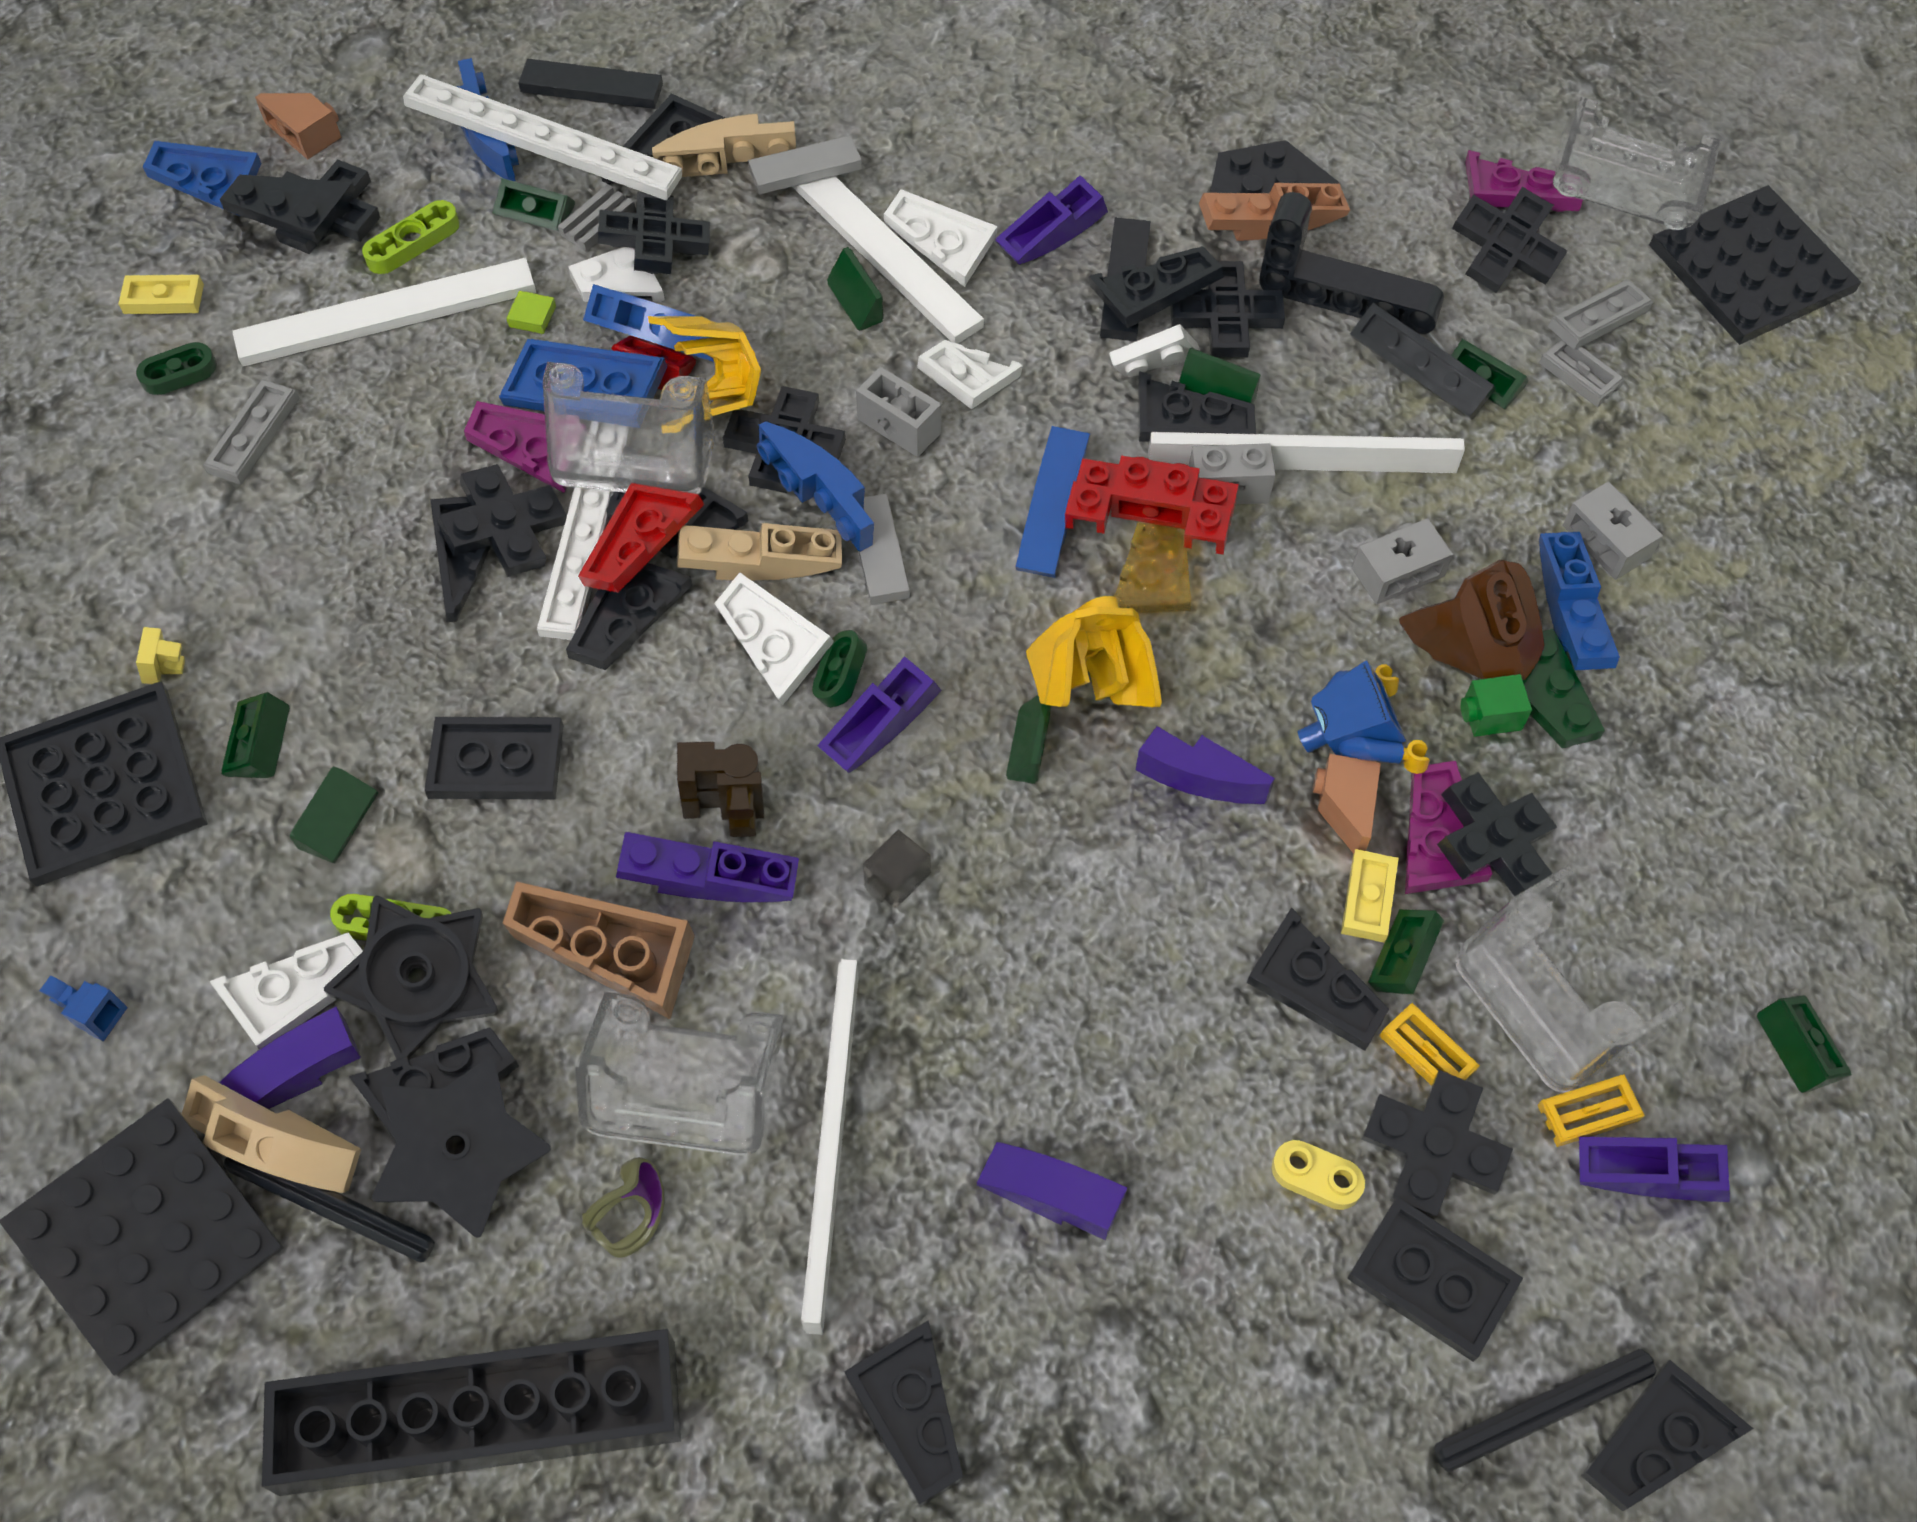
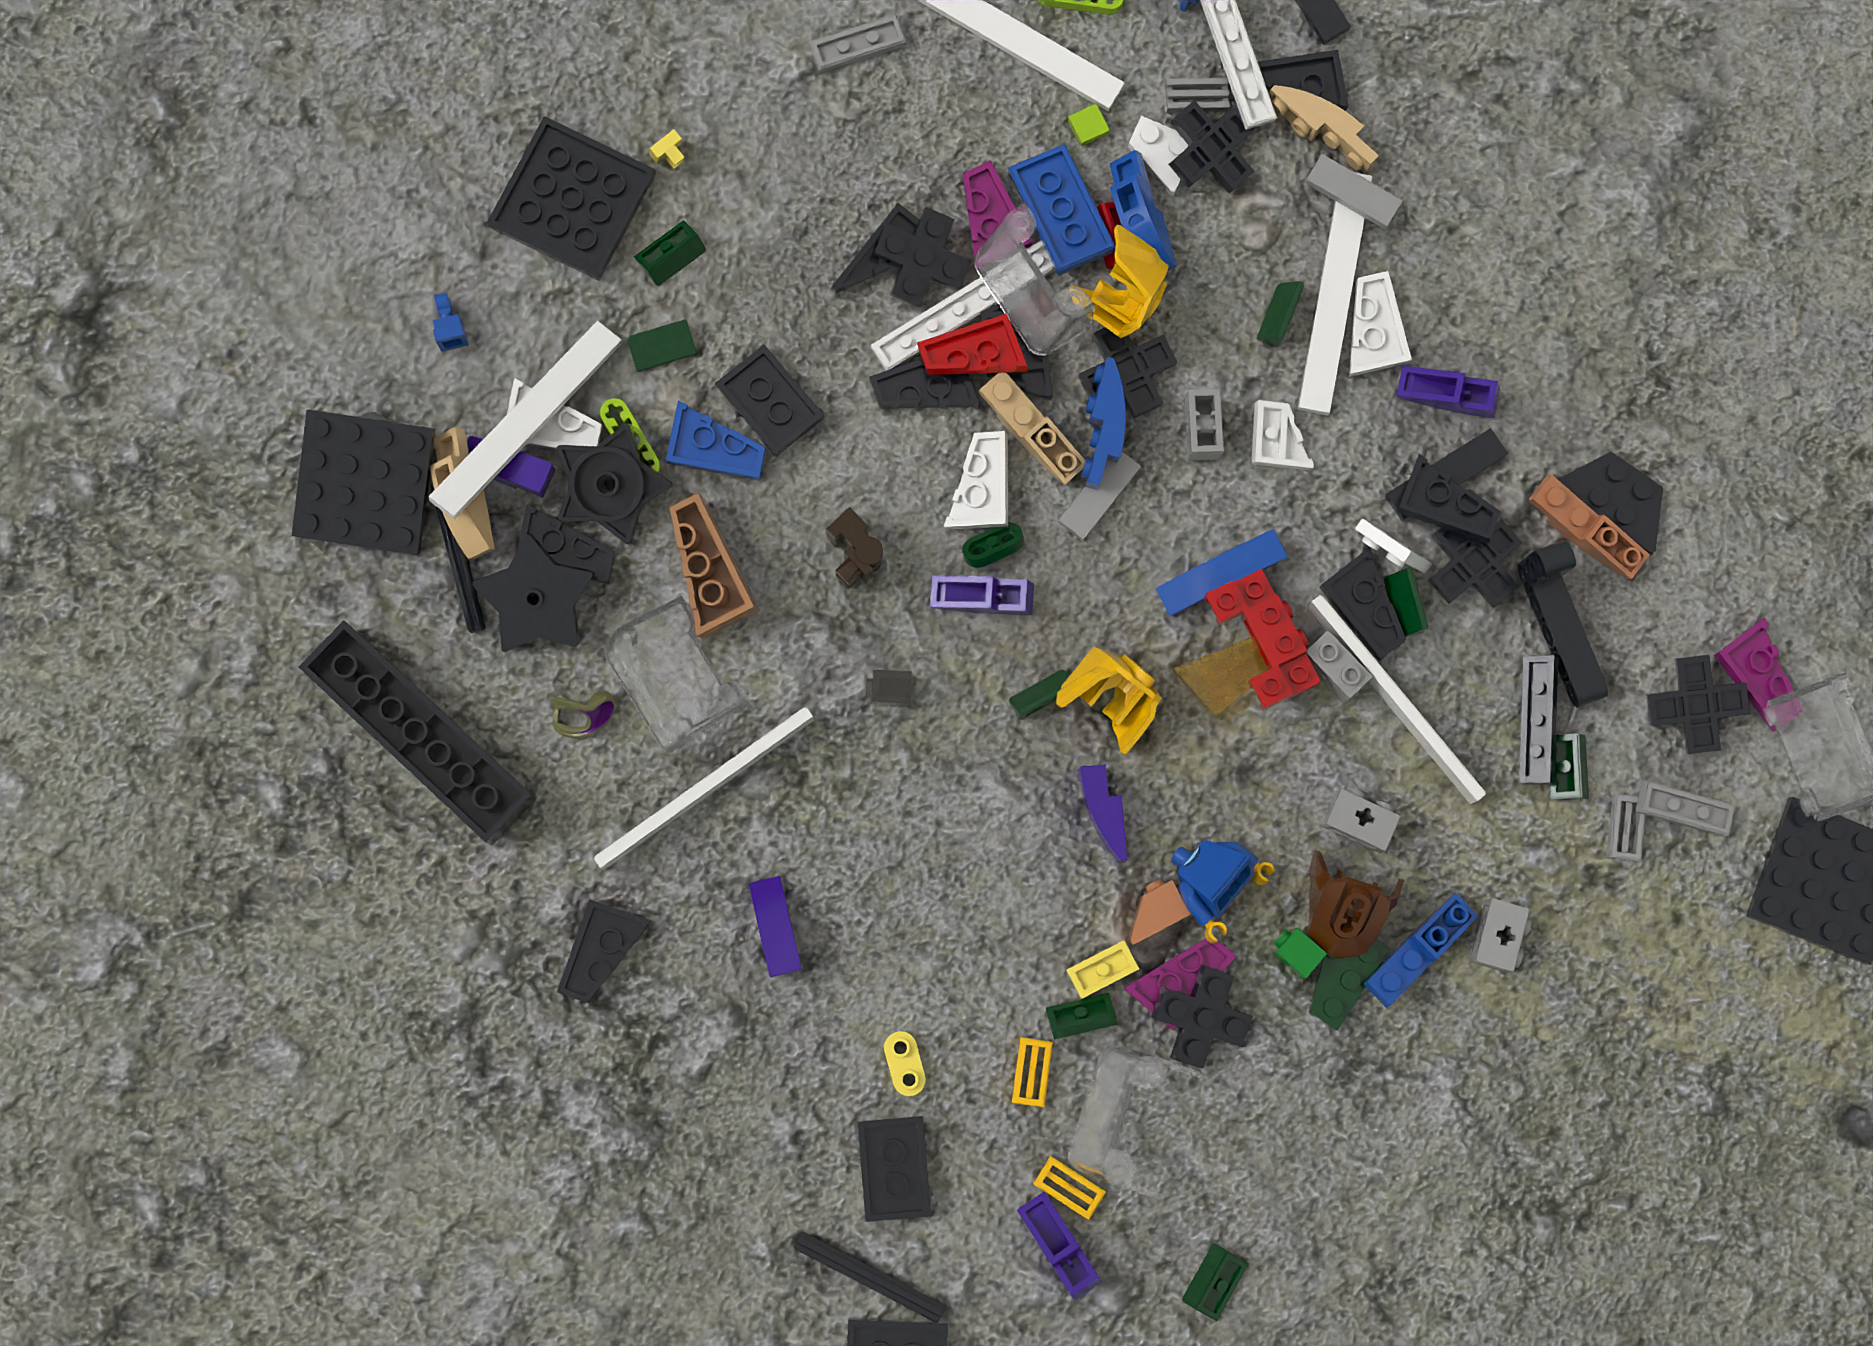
camera: 45 degrees right, 20 degrees up
(262, 1007) = (525, 420): none -> white tile
(481, 850) = (711, 447): none -> blue wing
(532, 204) = (1172, 44): dark green slope -> none
(706, 873) = (801, 584): dark purple slope -> none
(1315, 984) = (1019, 979): black wing -> none
(1437, 1143) = (974, 1116): black plate -> none

